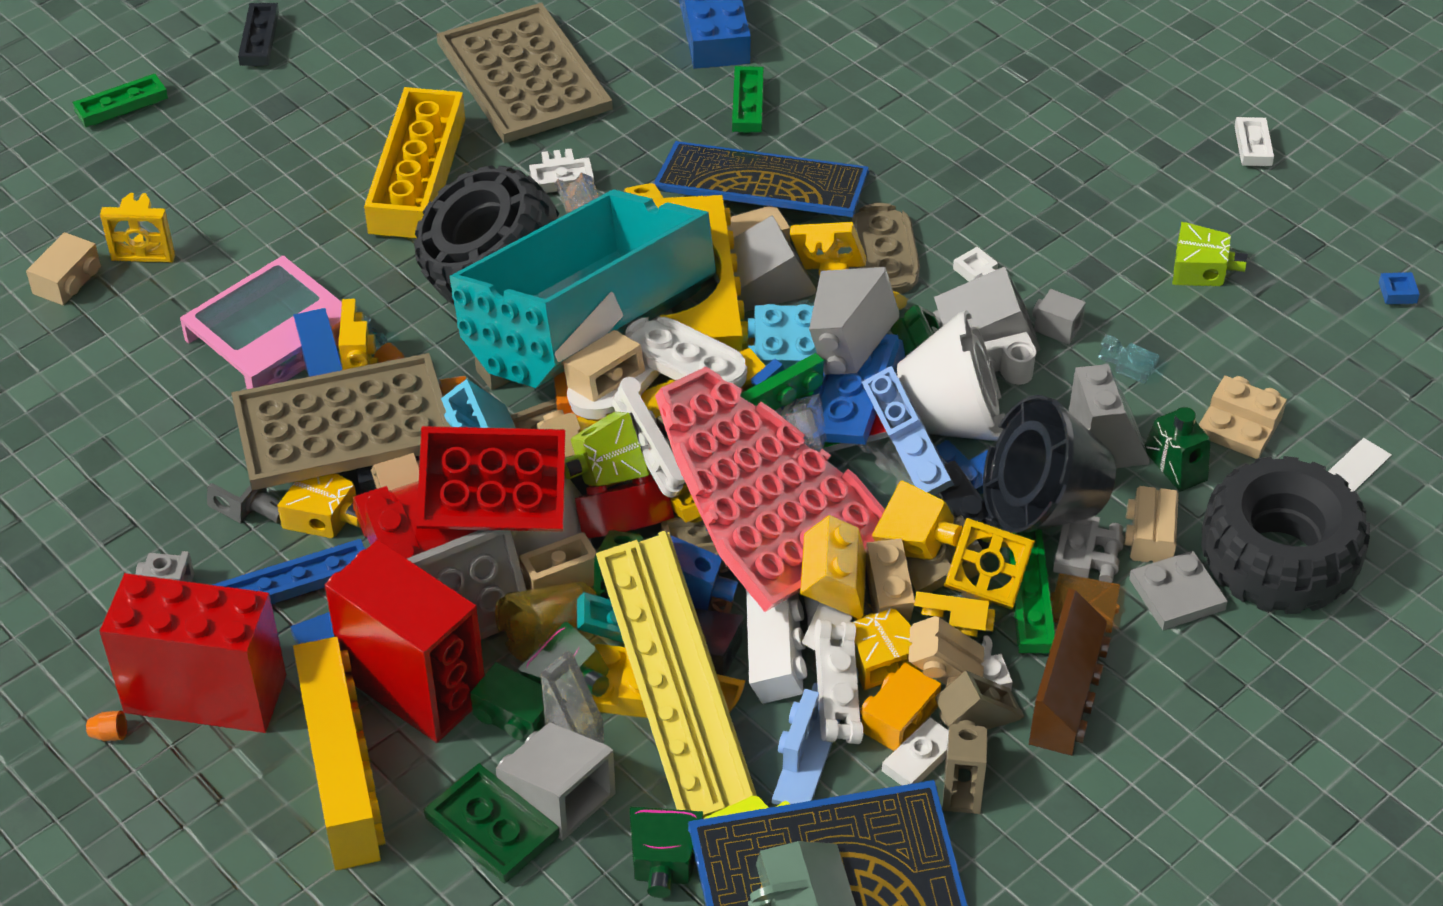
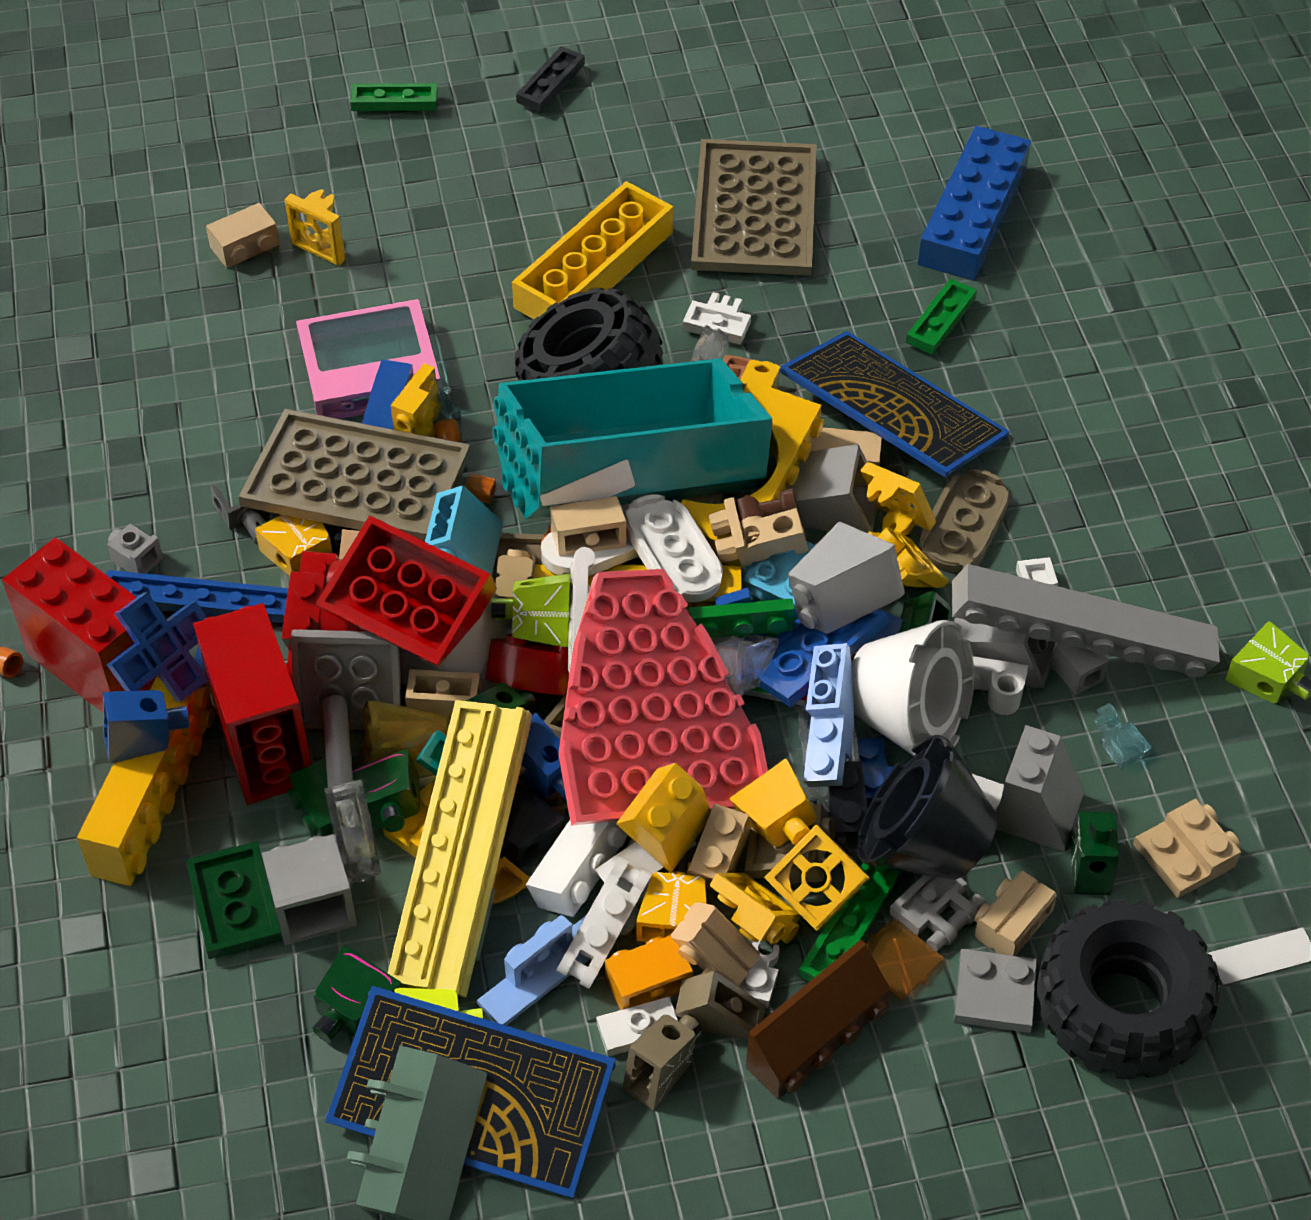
camera: 30 degrees right, 5 degrees up
(297, 624) = (159, 648): none -> blue plate
(320, 701) = (138, 723): none -> torso
(510, 657) = (337, 740): none -> light grey piece
(750, 315) = (758, 528): none -> tan hips
(1052, 274) = (1084, 621): none -> light grey brick

